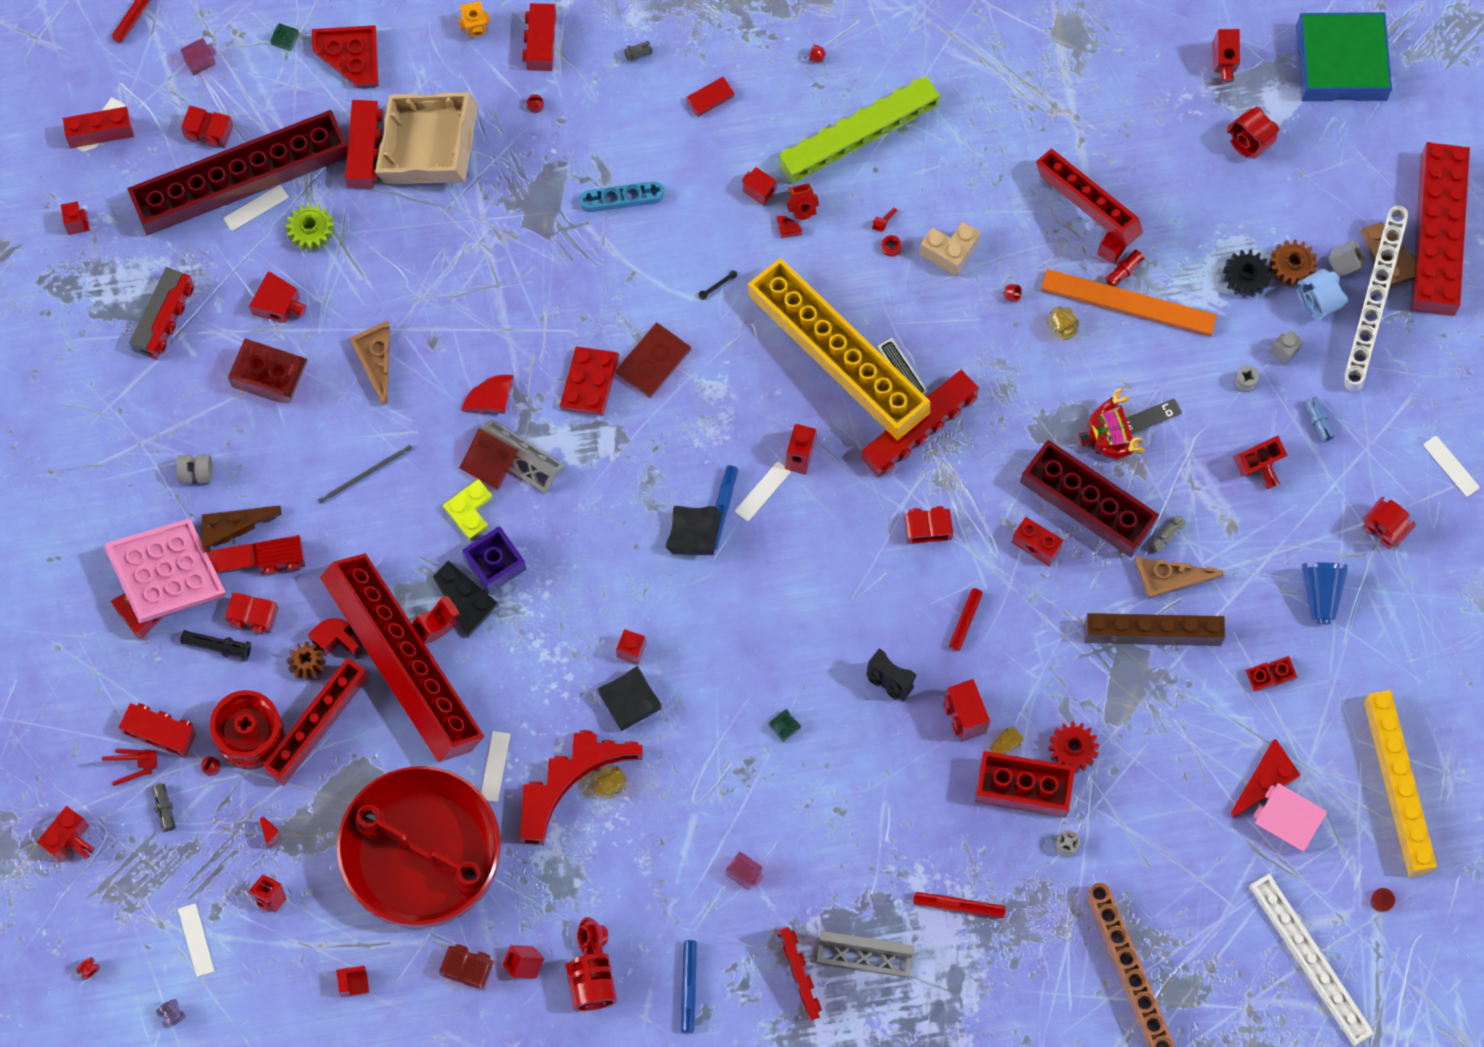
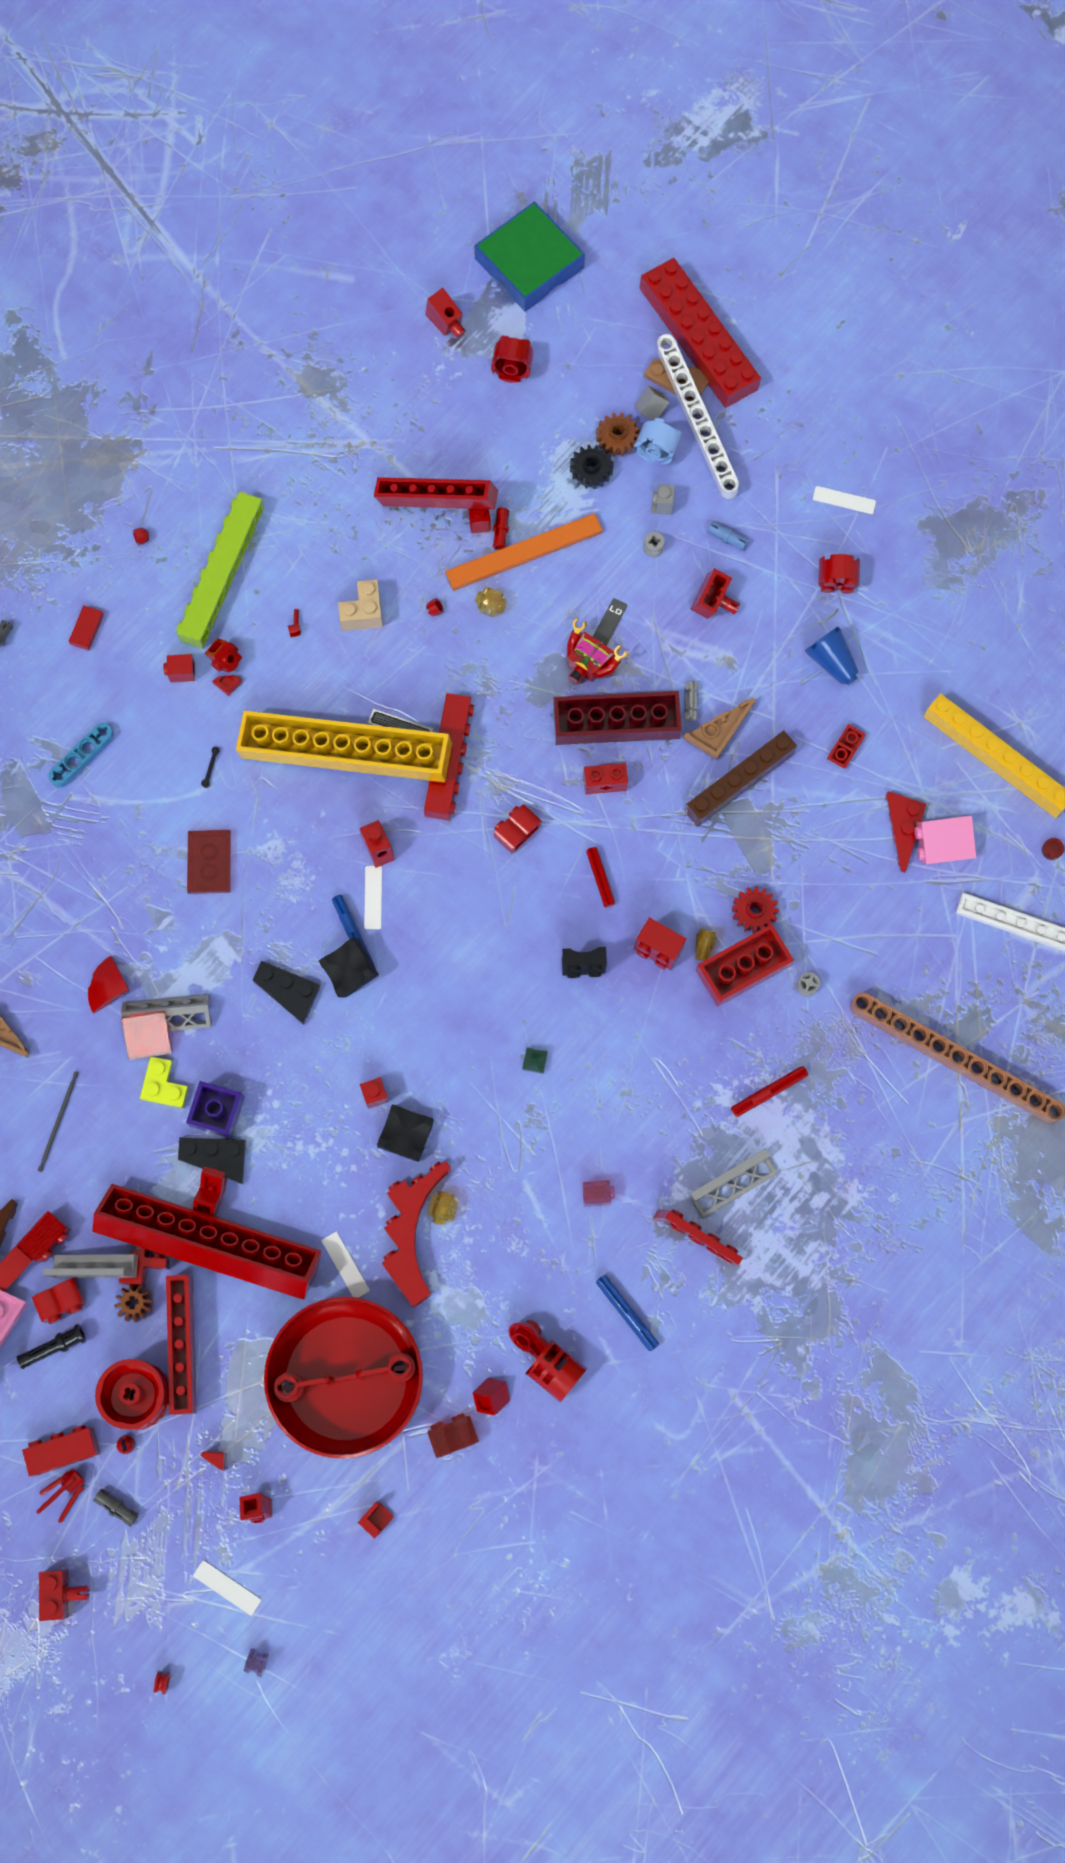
camera: 40 degrees left, 5 degrees up
(298, 606) = (94, 1266): none -> light grey fence
(589, 381) = (173, 915): red plate -> none
(631, 511) = (289, 990): none -> black wing
(896, 241) = (316, 633): red bush -> none

